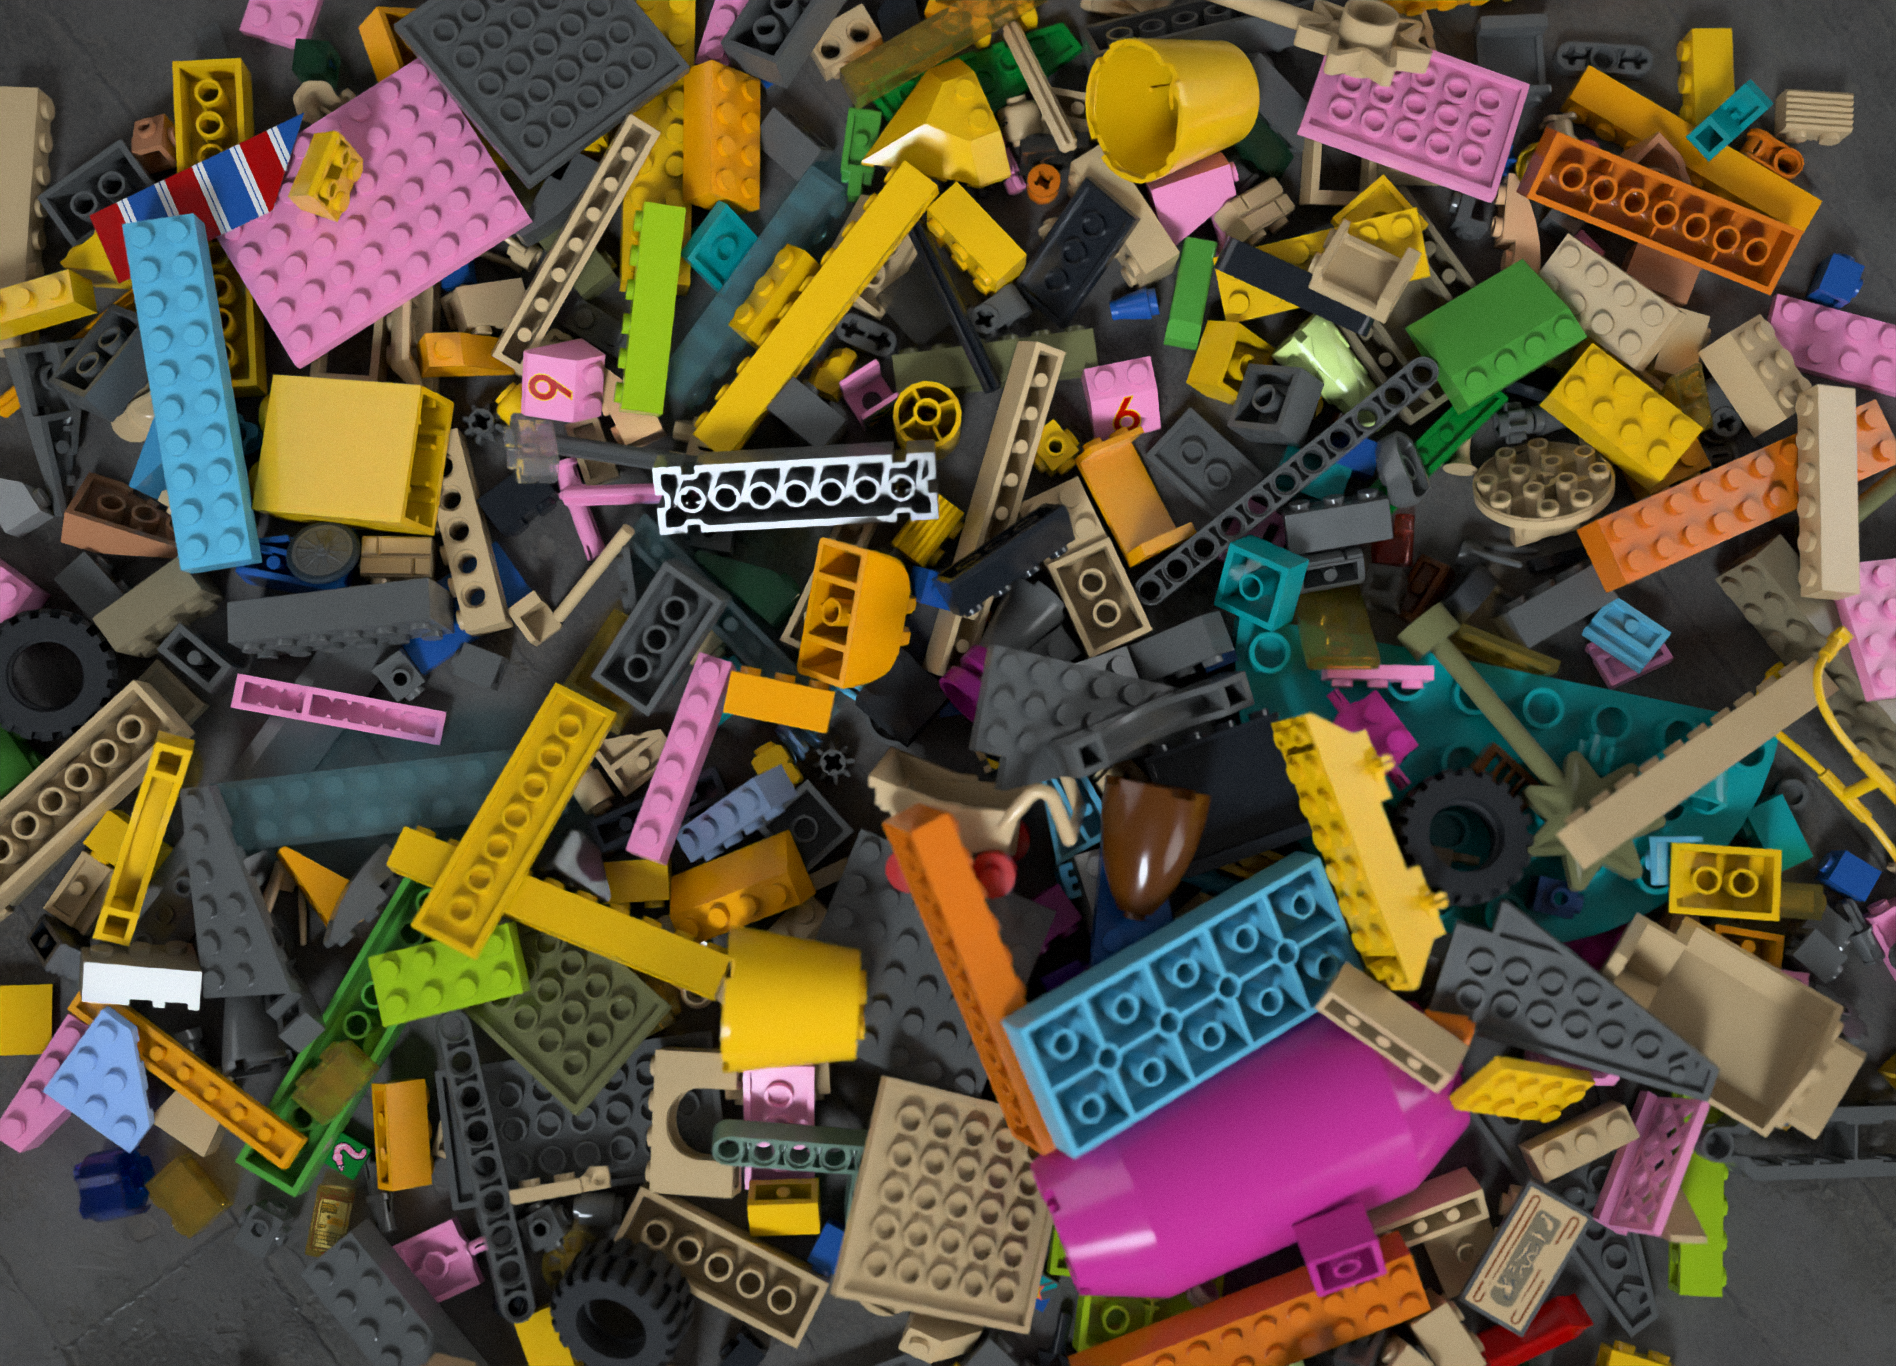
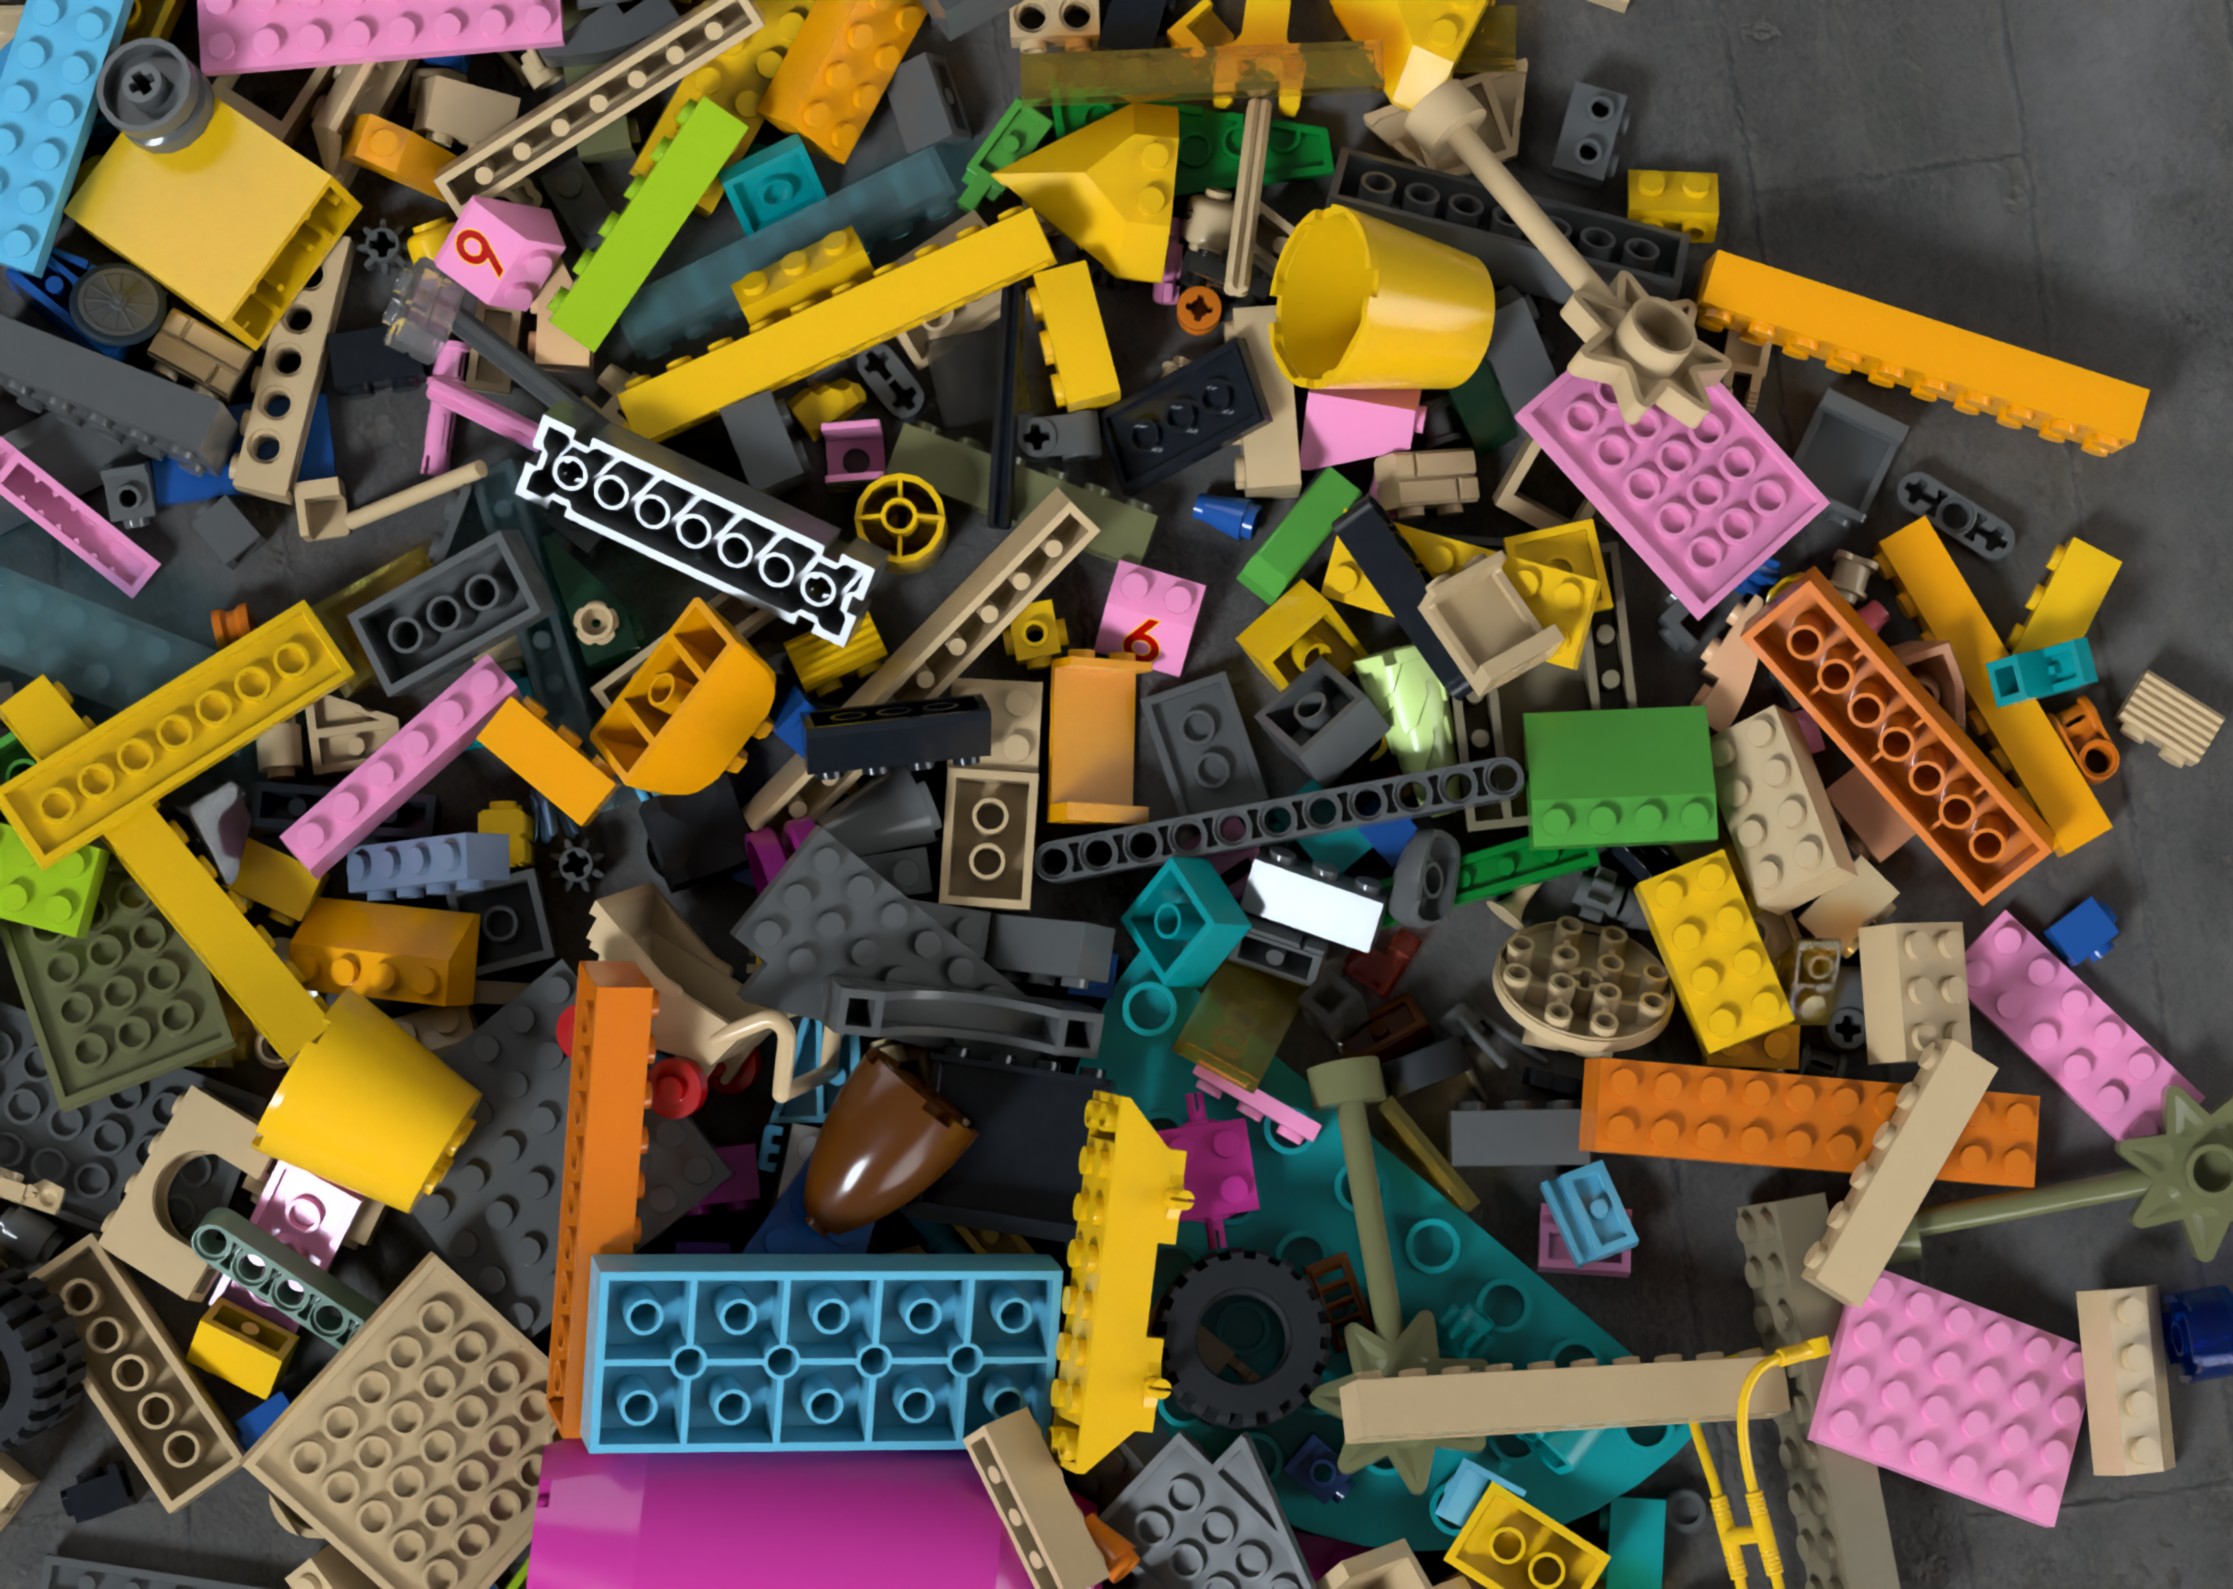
camera: 30 degrees right, 0 degrees up
(271, 395) = (155, 95): none -> dark grey wheel
(515, 726) = (232, 624): none -> orange wheel
(755, 585) = (583, 621): none -> tan plate

